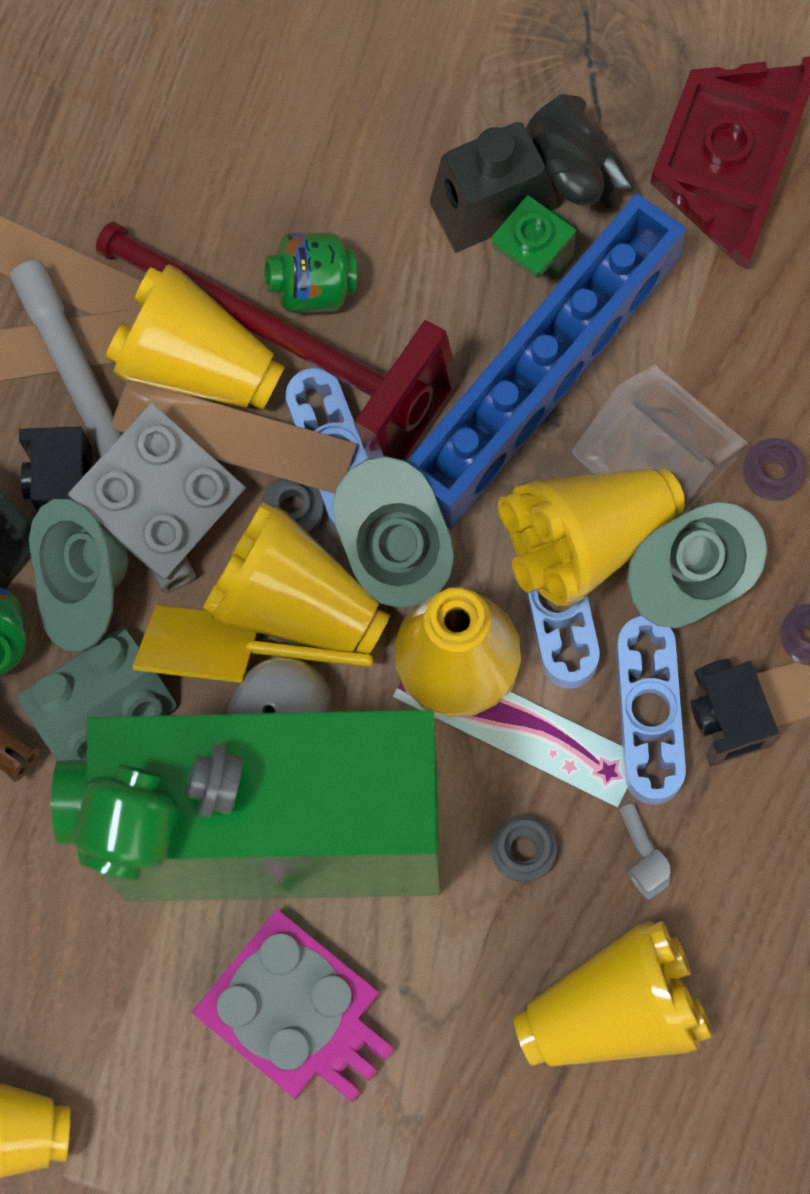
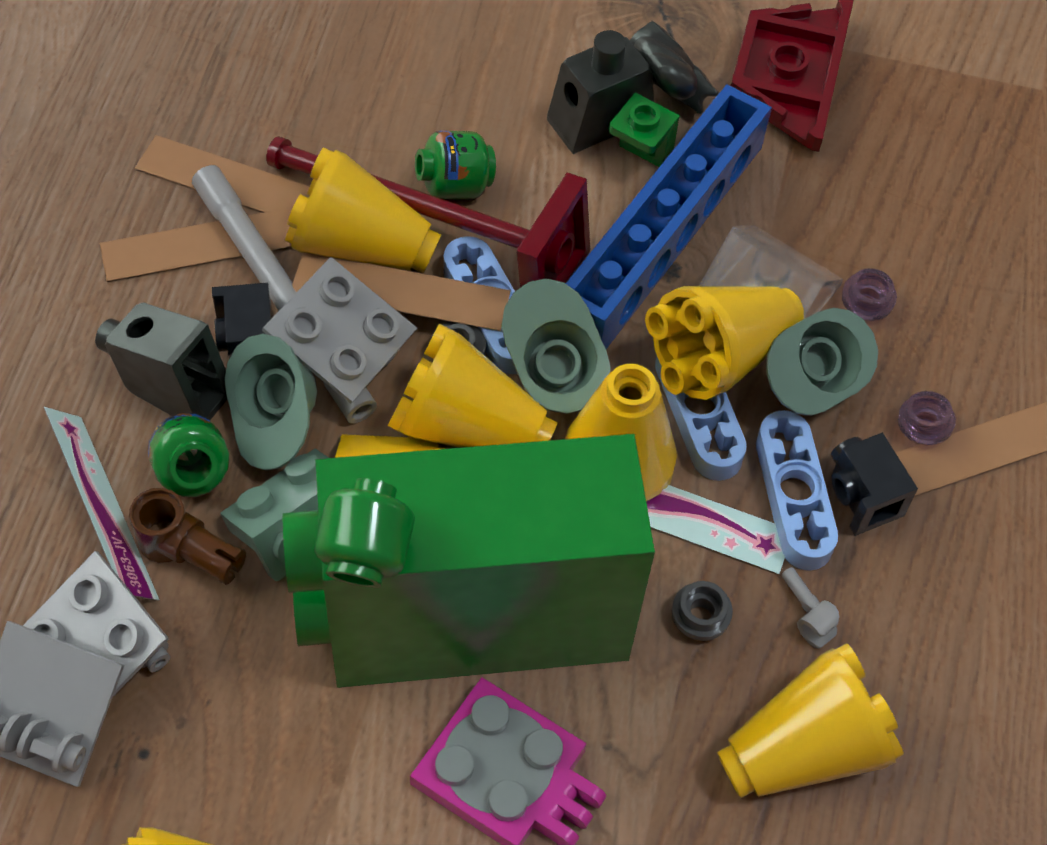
camera: 15 degrees left, 15 degrees down
(214, 780) = (444, 494): dark grey plate -> none

